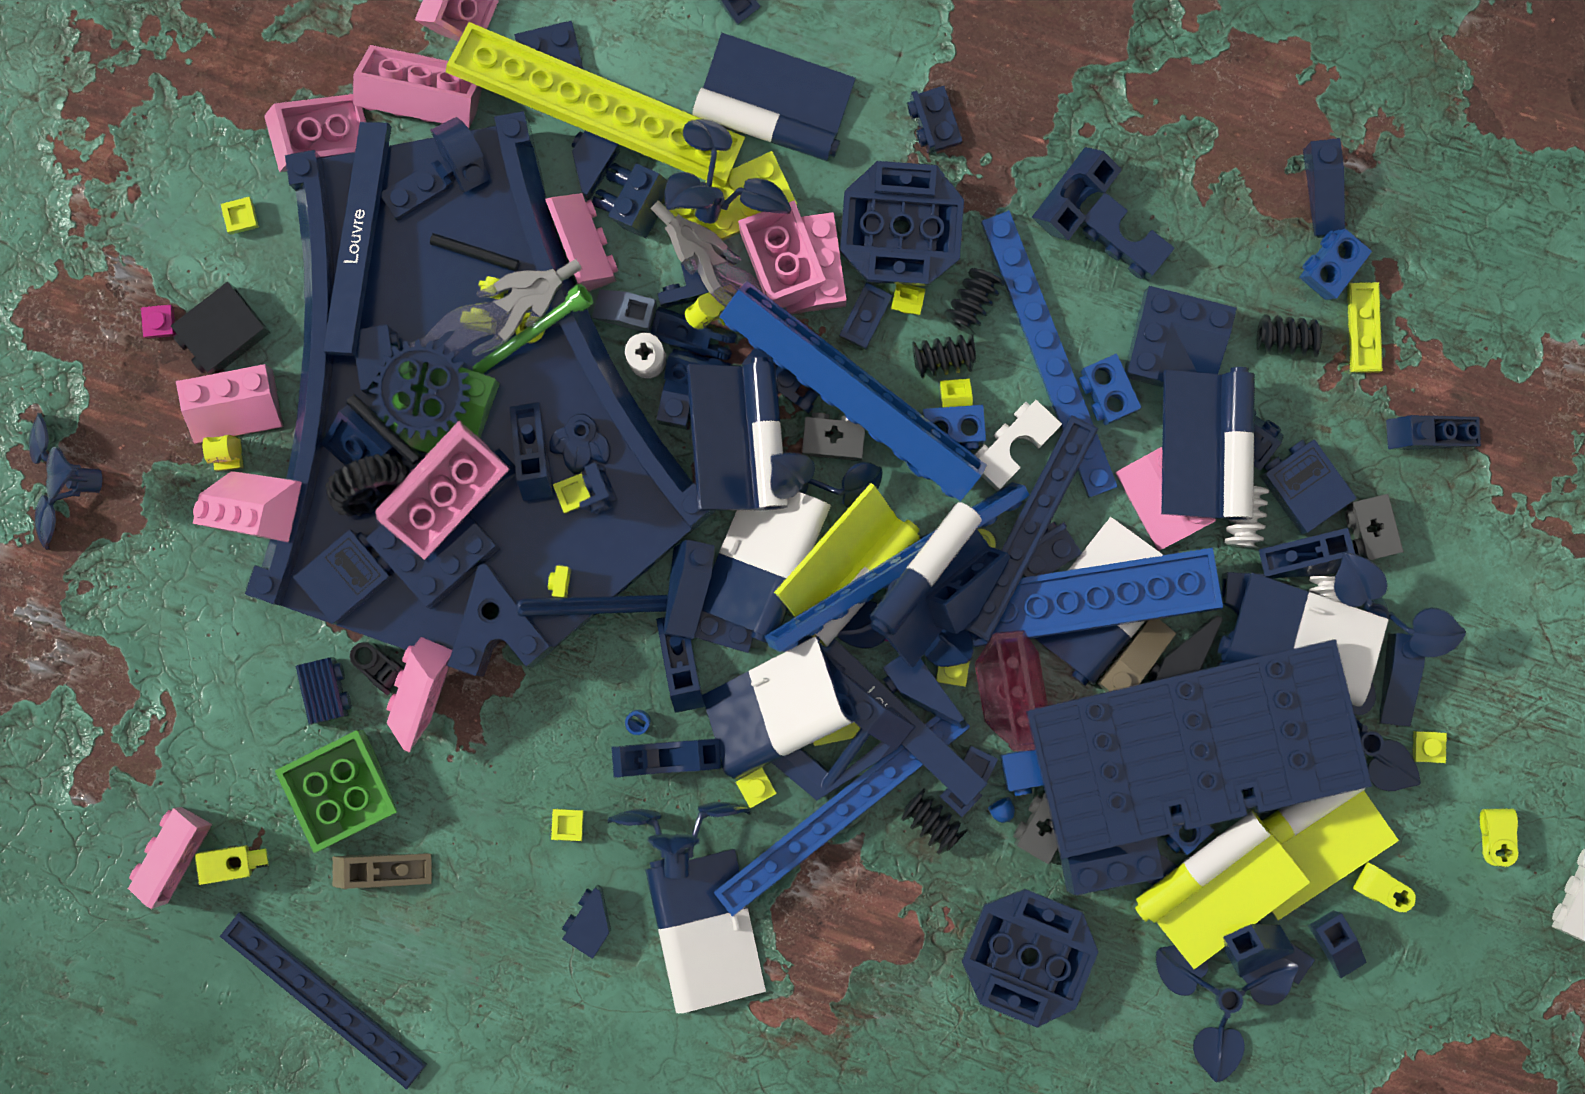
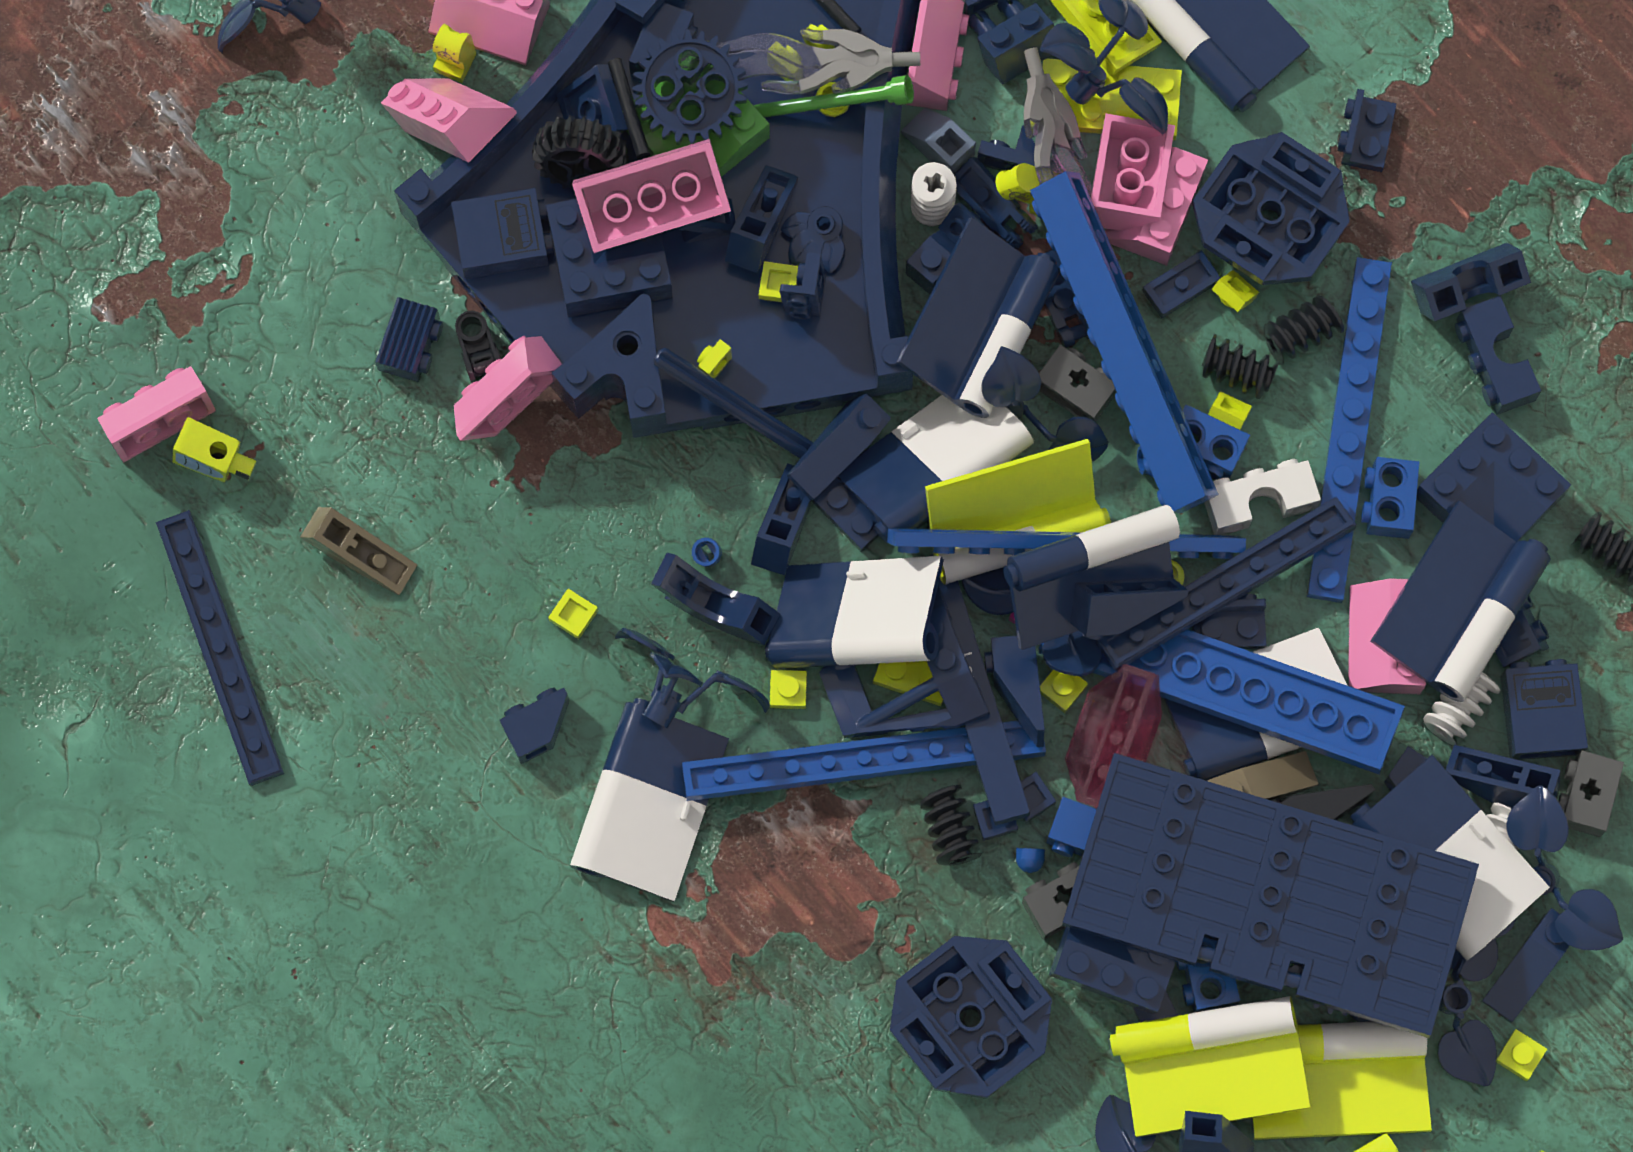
camera: 30 degrees right, 10 degrees down
(337, 790) = (363, 442): bright green slope -> none

